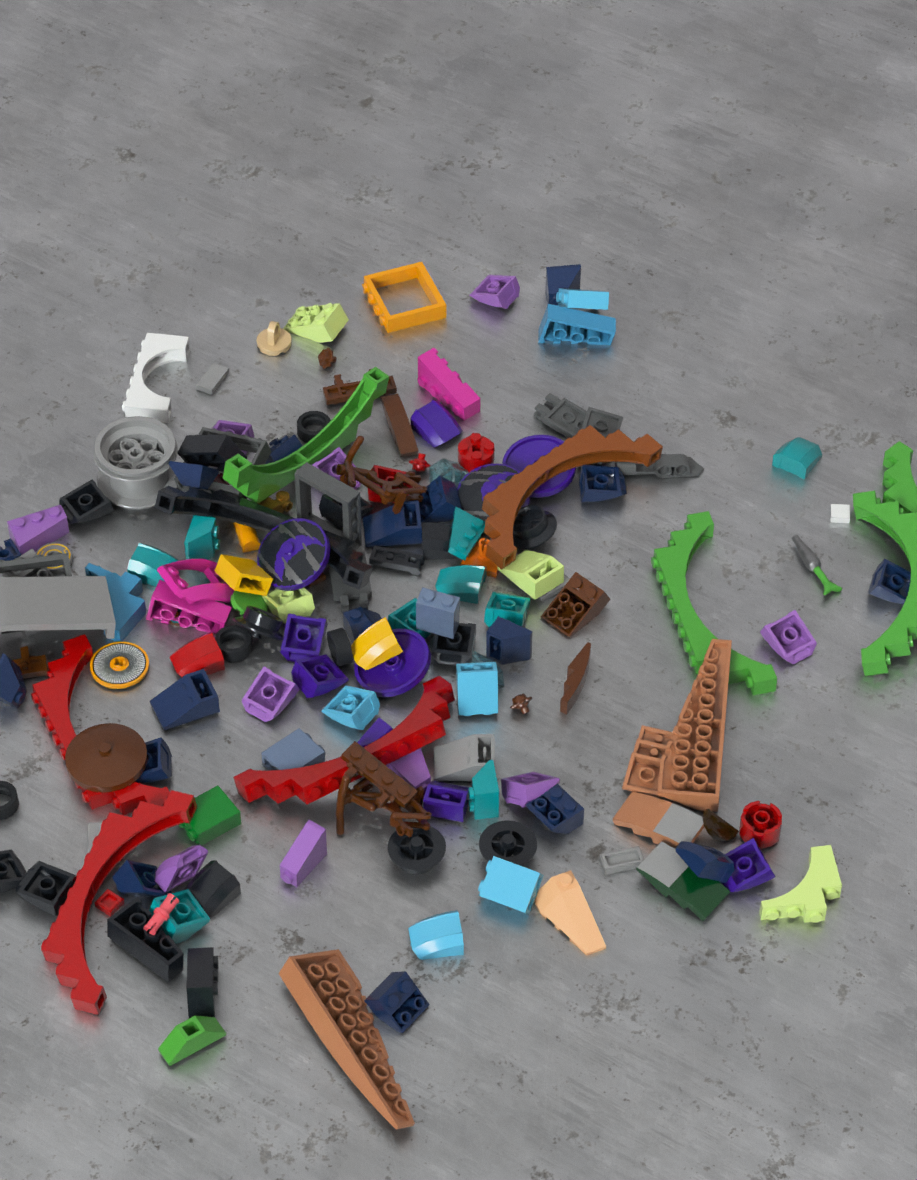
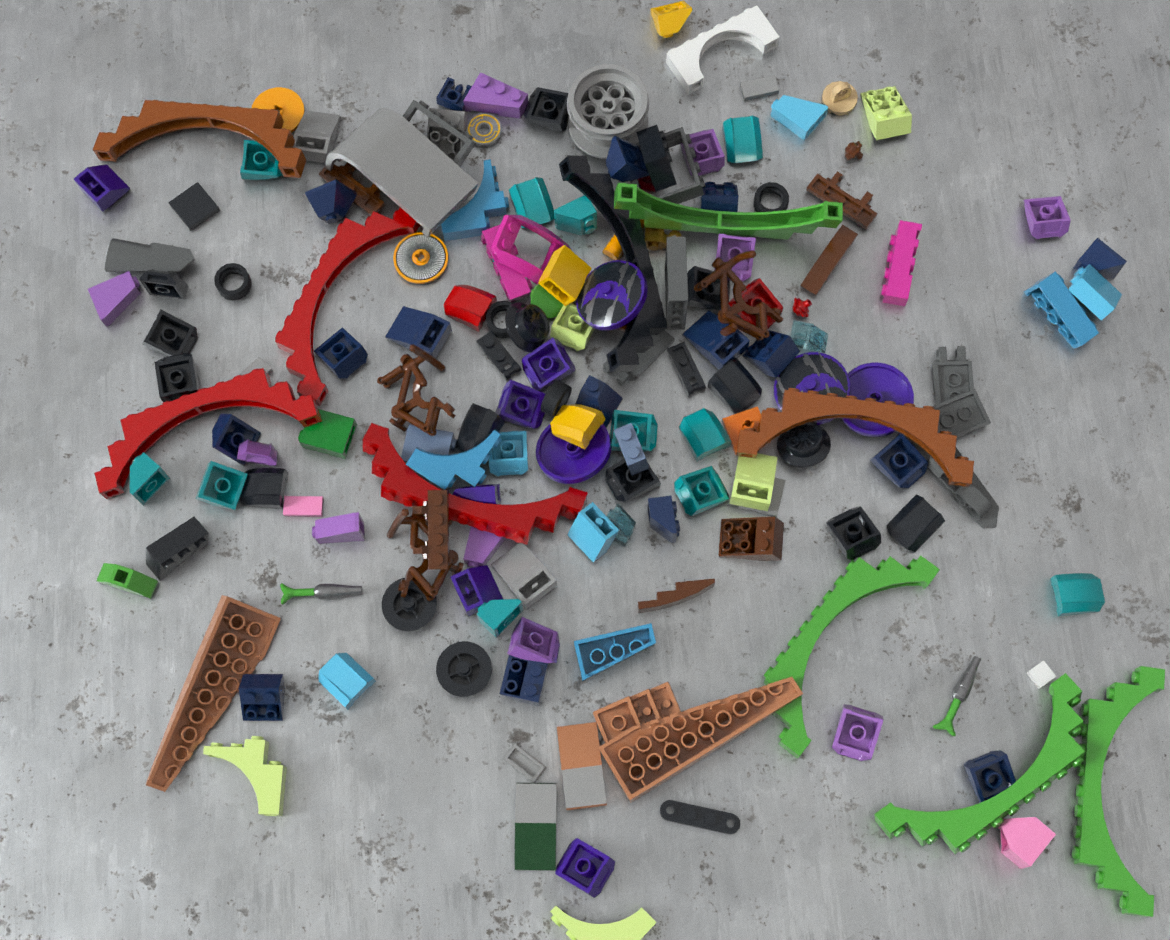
camera: 55 degrees right, 25 degrees up
(94, 389) = (670, 17): none -> yellow slope
(106, 757) = (316, 323): reddish brown dish -> none
(109, 902) = (204, 427): red tile -> none
(113, 961) = (146, 478): none -> teal slope
(154, 951) = (184, 478): black wedge -> none
(161, 914) = (197, 478): coral pin -> none
(244, 409) = (742, 139): none -> teal slope
(246, 749) = (402, 409): none -> reddish brown piece
(251, 667) = (498, 355): none -> black plate
(255, 874) = (303, 506): none -> bright pink tile
(261, 369) = (798, 114): none -> medium azure slope
(268, 695) = (474, 384): medium lavender slope -> none
(312, 709) = (477, 426): none -> black slope
(338, 733) = (467, 465): none -> dark azure arch
(342, 907) = (321, 591): none -> flat silver piece
(409, 318) = (961, 179): light orange window -> none
(434, 424) = (855, 286): dark purple slope -> none
(446, 1043) = (265, 778): none -> yellowish green arch
(465, 533) = (751, 399): teal wing -> none
(475, 452) = (850, 333): red brick -> none
(510, 885) = (424, 700): medium azure brick -> none
(521, 702) = (616, 572): reddish brown plant -> none
(567, 908) = (441, 758): light nougat wedge -> none
(580, 744) = (608, 649): none -> dark azure wedge
(631, 542) = (854, 533): none -> black slope
(657, 505) = (915, 523): none -> black slope
(706, 861) = (558, 831): dark blue slope -> none
(717, 827) = (608, 818): dark brown tile -> none
(762, 823) = (630, 839): red brick -> none
(768, 776) = (700, 817): none -> black plate

